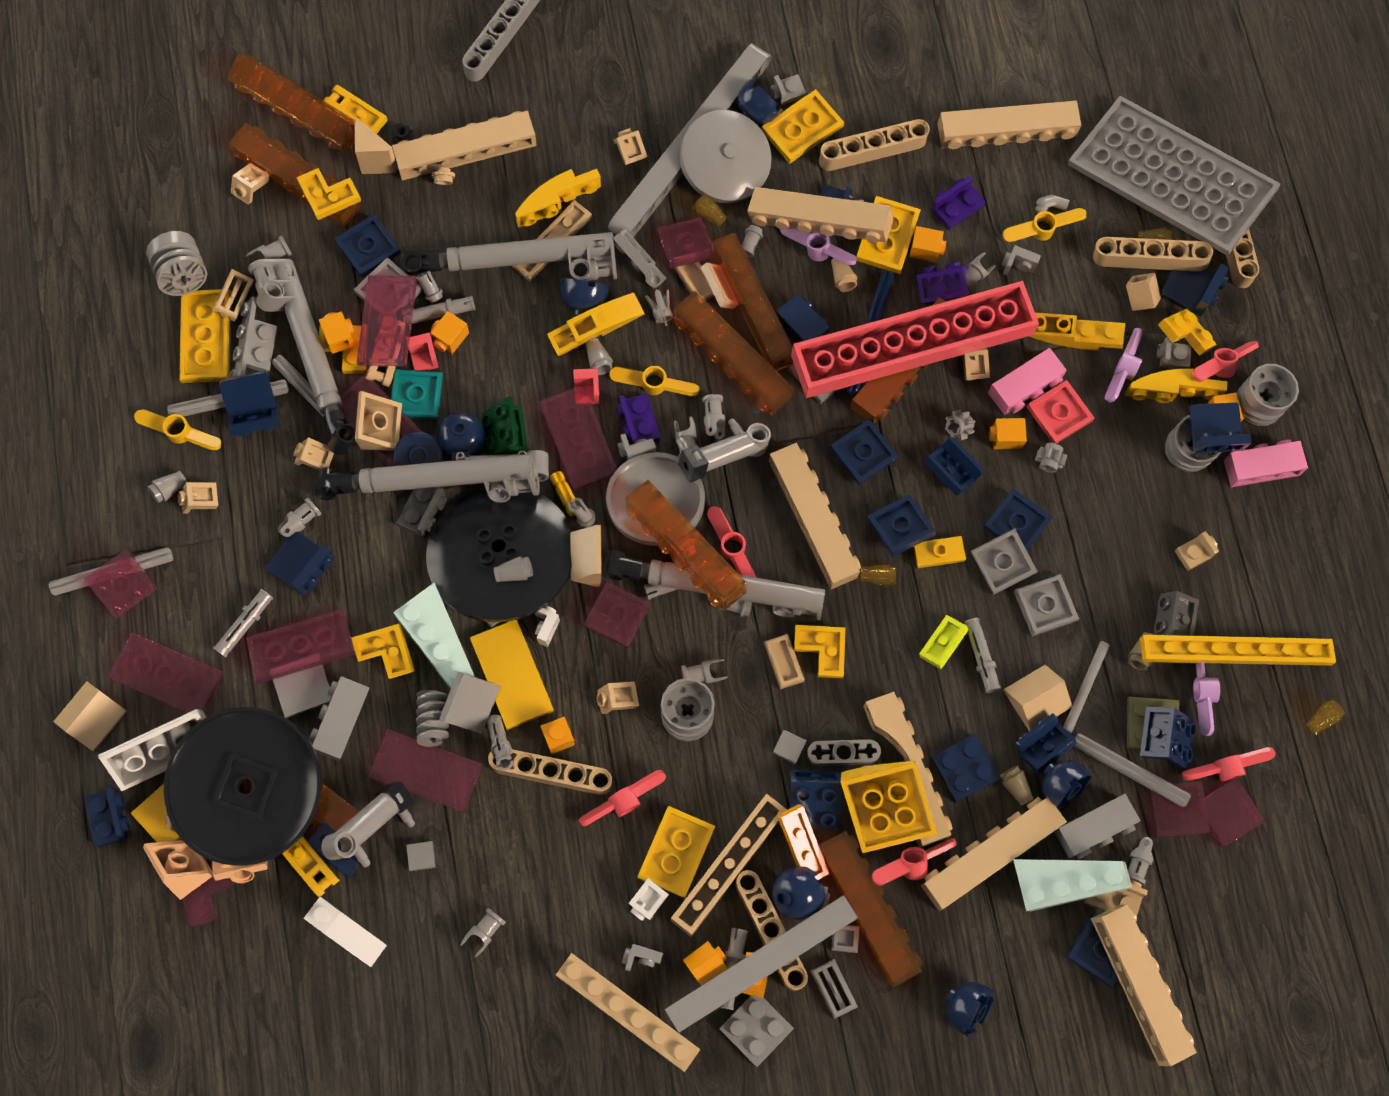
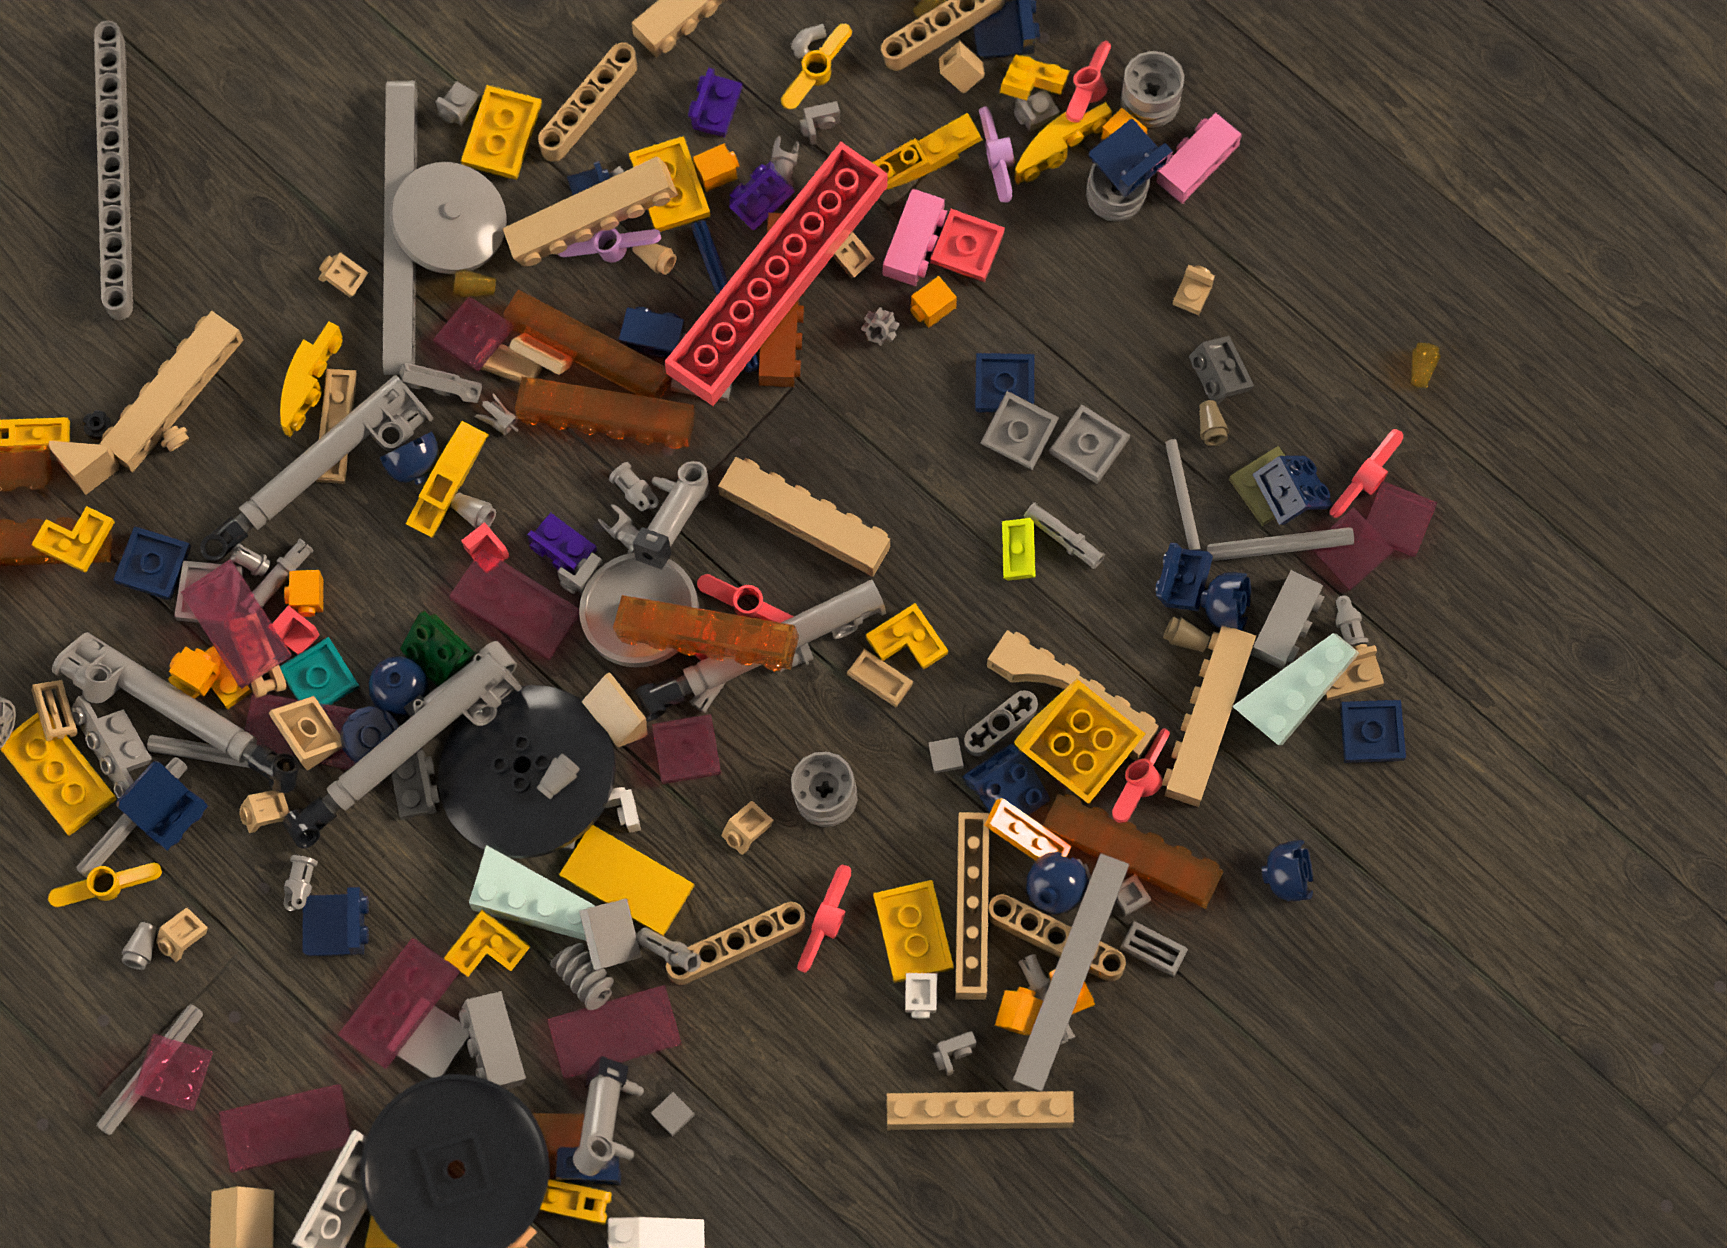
camera: 30 degrees left, 0 degrees up
(243, 623) = (324, 986): light grey pin -> none
(274, 250) = (59, 636): light grey piece -> none
(485, 929) = (787, 1135): light grey piece -> none
(557, 735) = (717, 904): light orange brick -> none
(563, 490) = (544, 669): yellow axle -> none
(584, 516) = (579, 675): light grey pin -> none
(639, 378) = (530, 502): yellow piece -> none
(701, 672) = (808, 745): light grey piece -> none
(753, 235) = (537, 284): light grey pin -> none
(756, 1029) = (1109, 1038): light grey plate -> none
(757, 104) = (440, 142): dark blue cylinder -> none
(864, 452) = (806, 419): dark blue plate -> none
(880, 574) = (910, 528): clear yellow cone -> none
(901, 525) = (895, 465): dark blue plate -> none
(939, 552) = (950, 465): yellow plate -> none
(954, 466) = (904, 371): dark blue bracket -> none
(965, 768) = (1125, 655): dark blue plate -> none
(1039, 696) = (1145, 536): tan slope -> none
(1051, 457) = (991, 296): light grey gear -> none
(1144, 985) = (1432, 734): tan brick -> none
(1205, 692) = (1297, 421): lavender piece -> none
(1237, 650) = (1298, 359): yellow plate -> none

